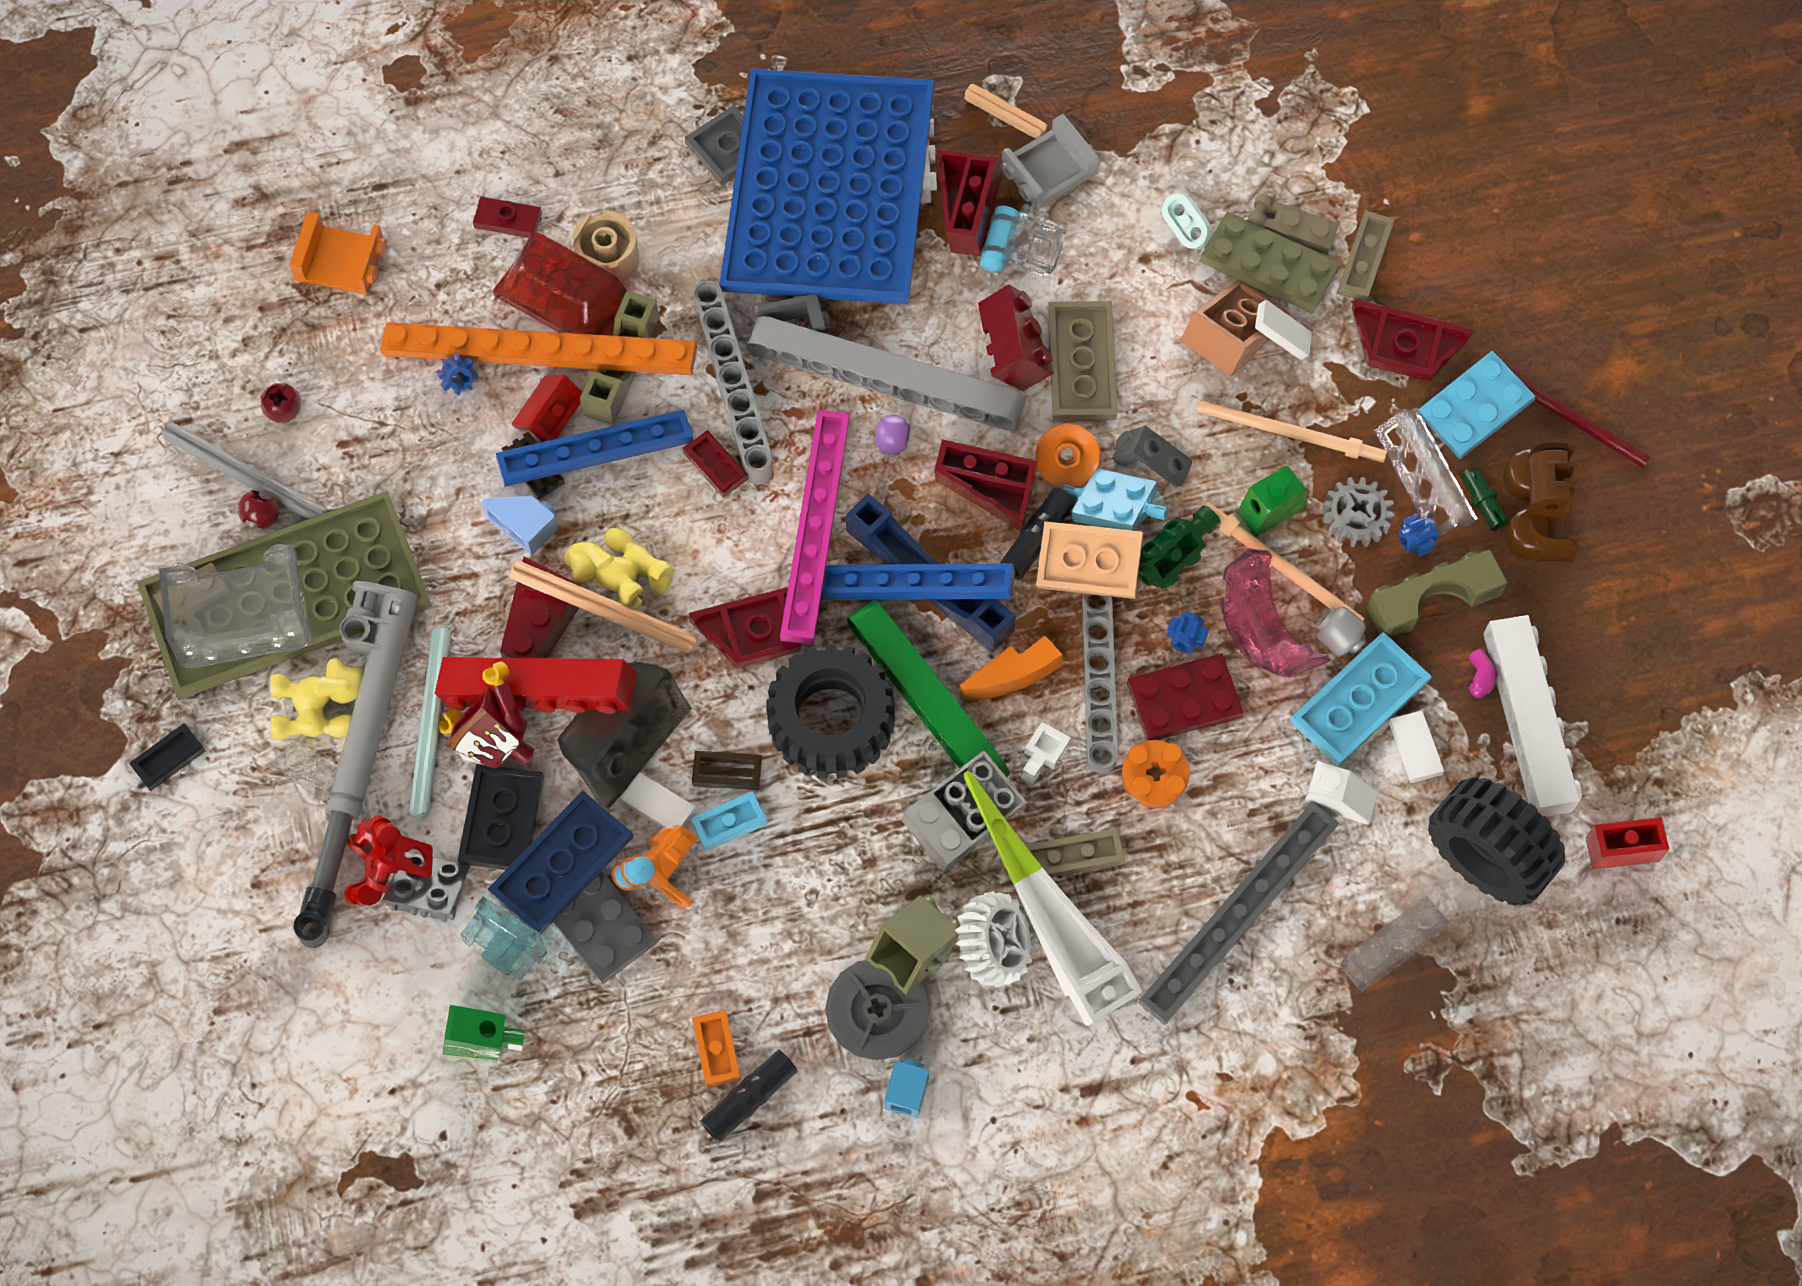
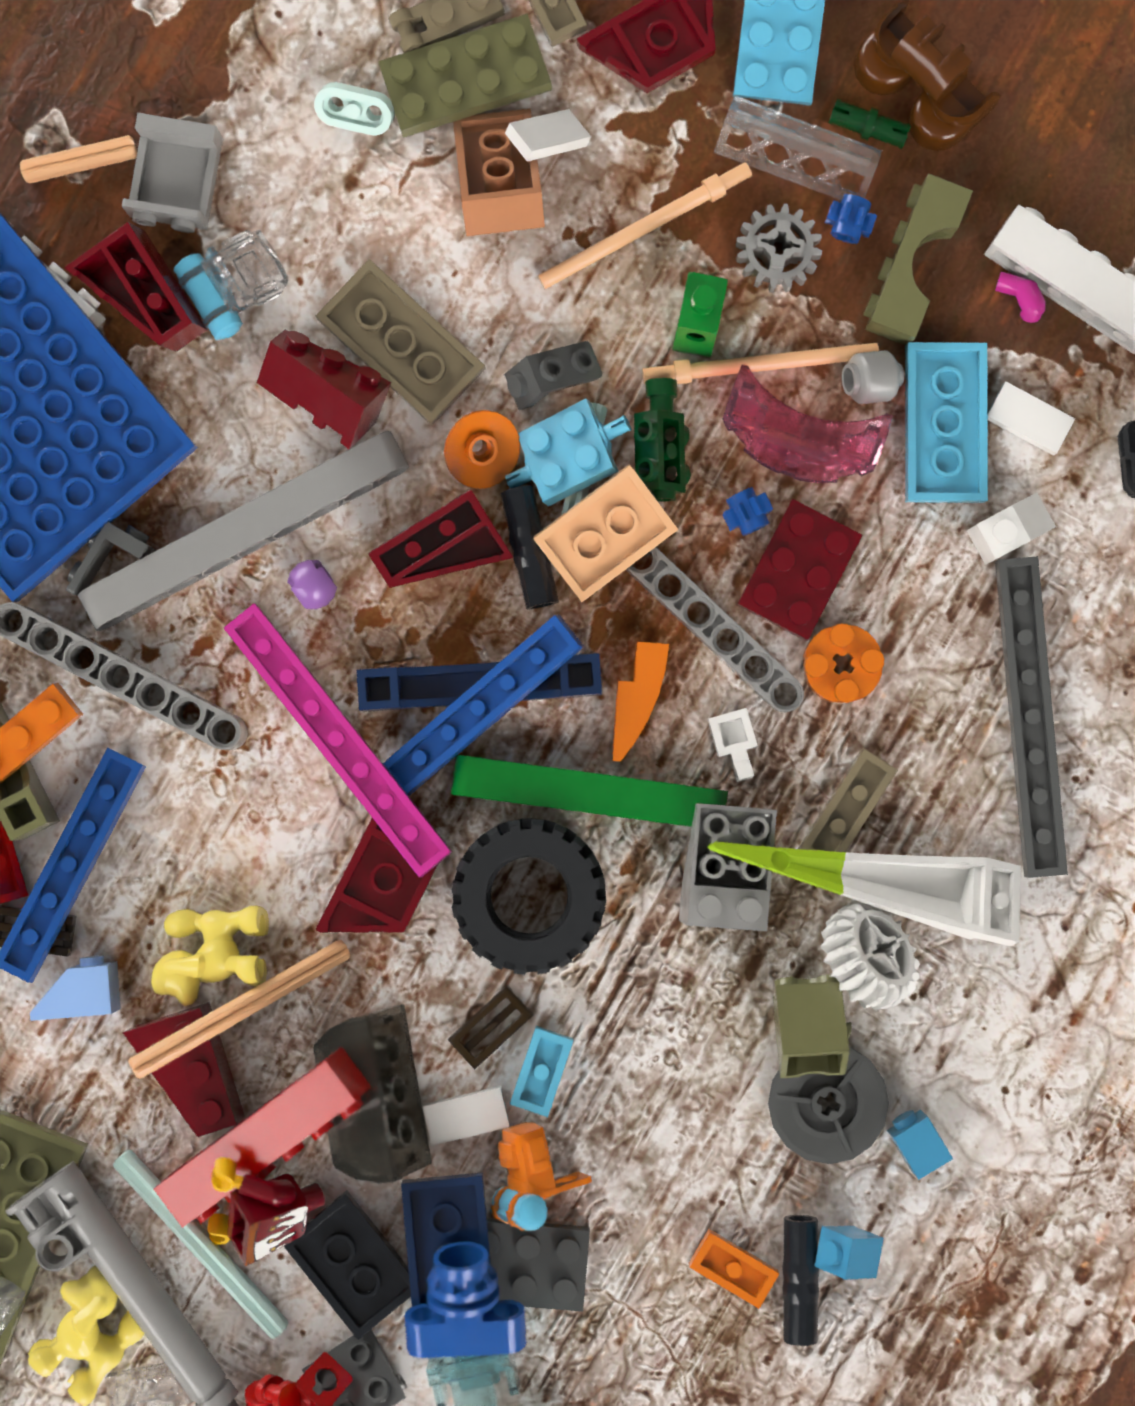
camera: 45 degrees left, 20 degrees up
(536, 891) = (464, 1309): none -> blue beam
(715, 463) = (187, 767): dark red plate -> none
(795, 1103) = (849, 1252): none -> dark azure brick

